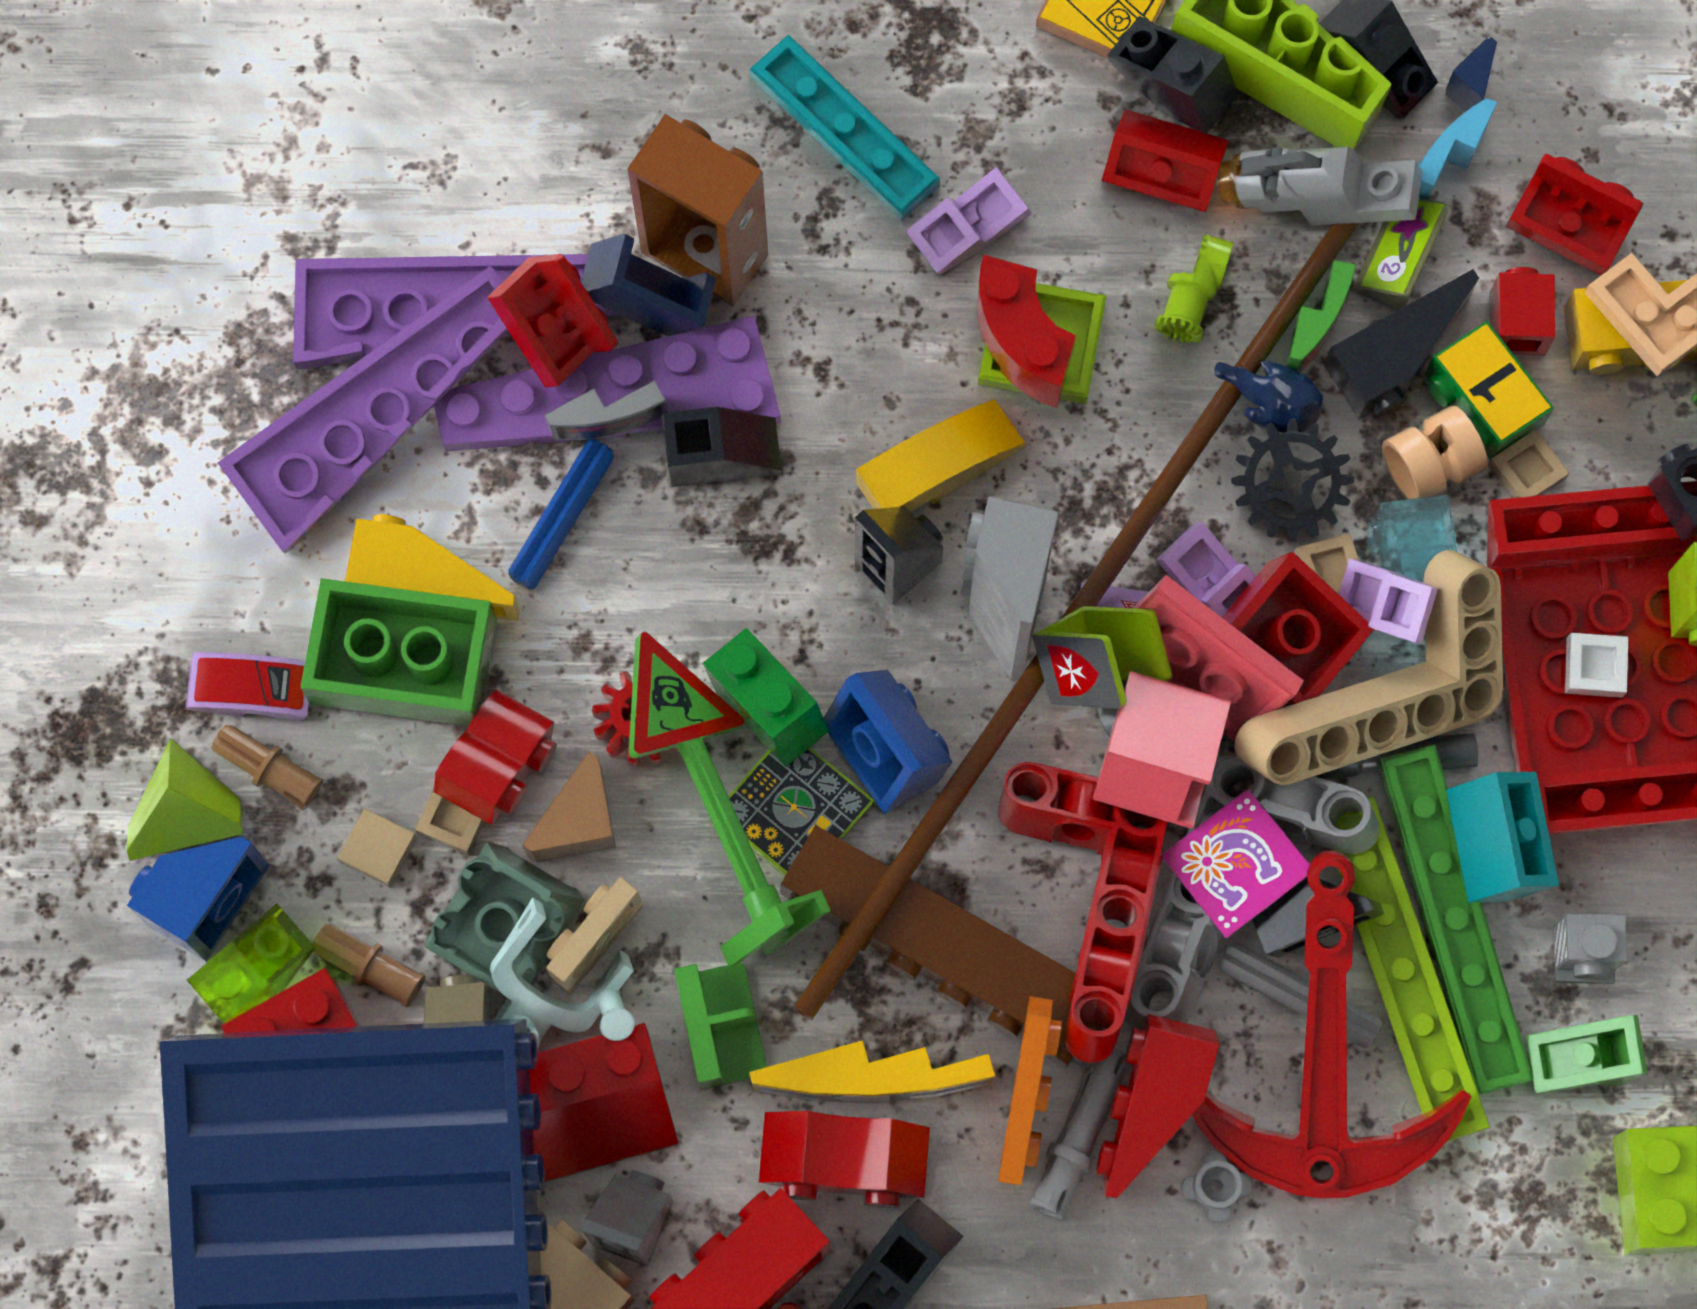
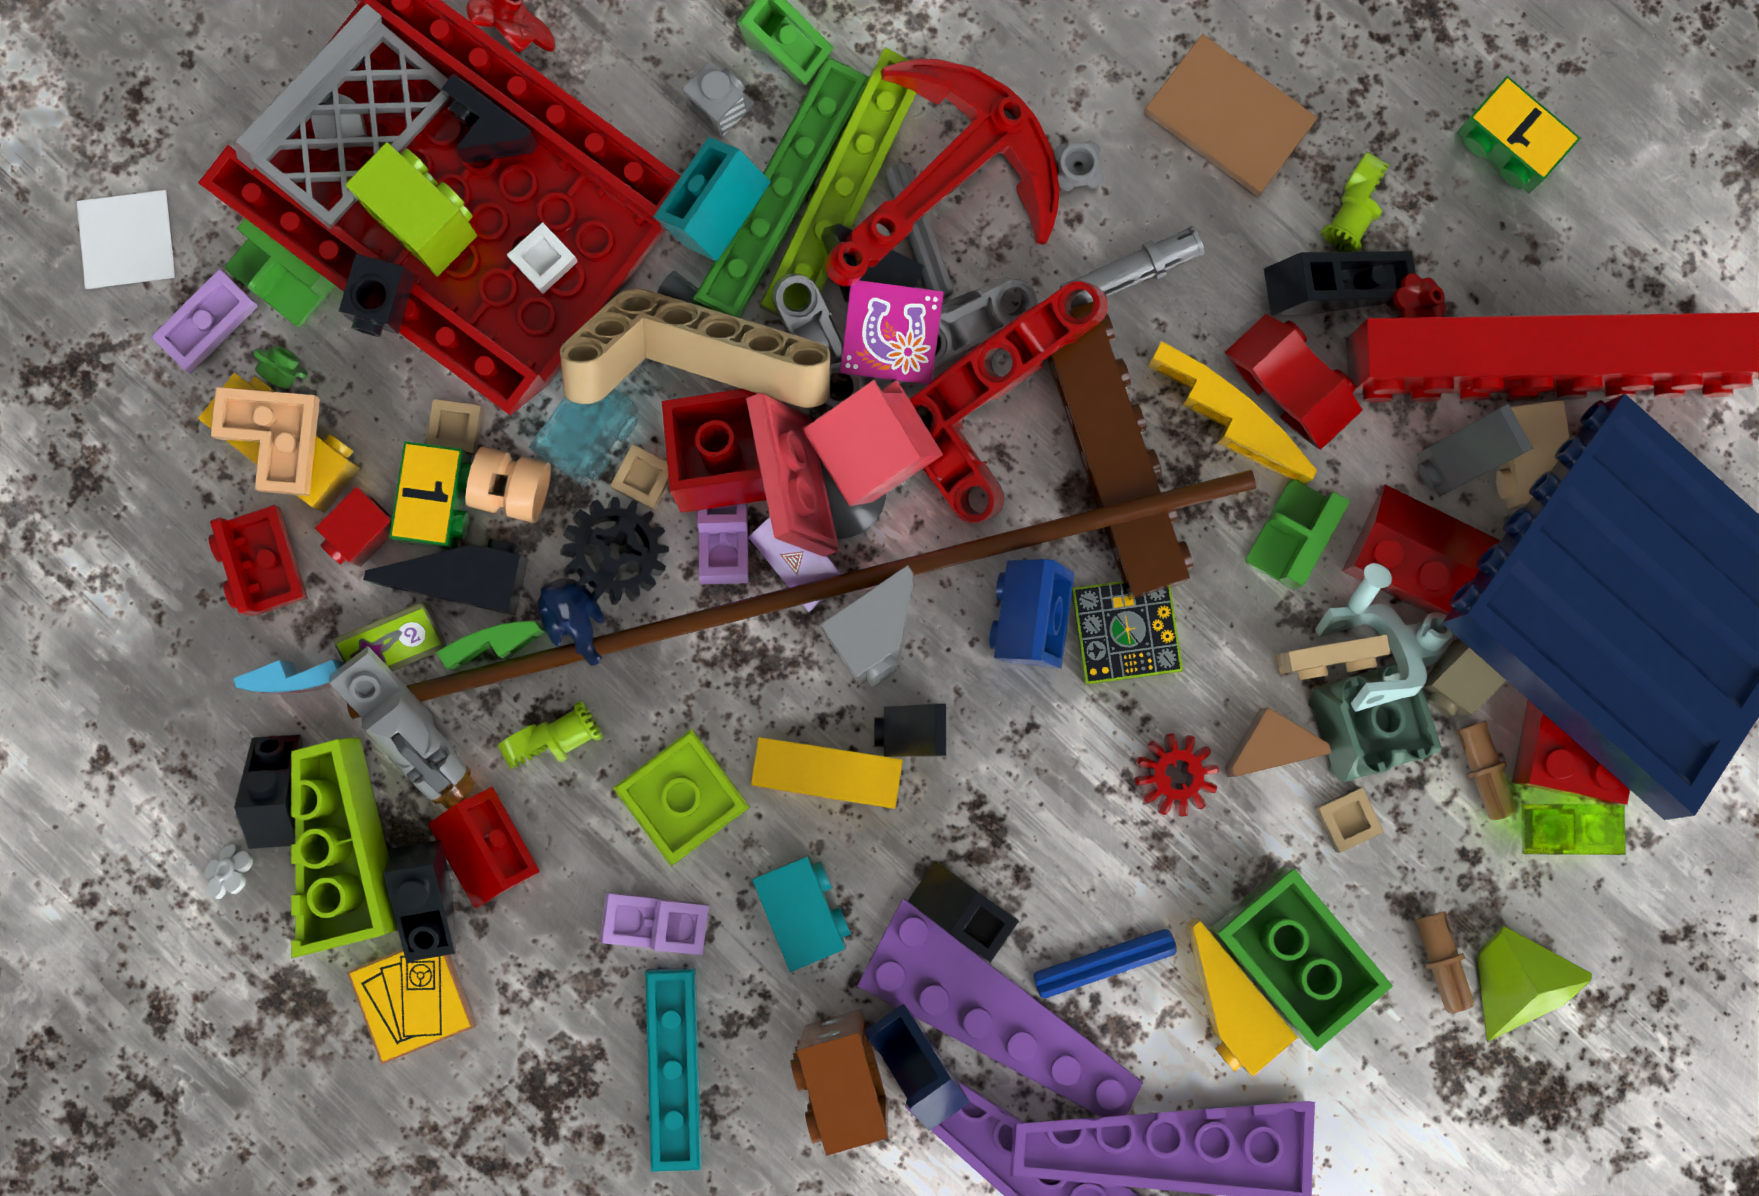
camera: 135 degrees left, 10 degrees up
(198, 892) = (1575, 907): blue slope -> none
(246, 684) = (1414, 1031): slope -> none
(377, 848) = (1416, 843): tan tile -> none
(494, 758) = (1295, 830): red brick -> none
(551, 317) = (1005, 1100): red bracket -> none
(589, 419) = (1032, 1006): light grey slope -> none
(678, 712) = (1157, 751): bright green piece -> none
(766, 697) = (1087, 712): green brick -> none
(855, 331) = (801, 912): none -> teal brick
(1019, 333) = (699, 809): red brick -> none
(1029, 1091) = (1149, 311): orange plate -> none
(1095, 650) = (843, 542): piece -> none
(1164, 1089) = (1069, 235): red slope -> none
(1388, 599) = (635, 411): lavender slope -> none
(1471, 76) = (231, 713): dark blue slope -> none

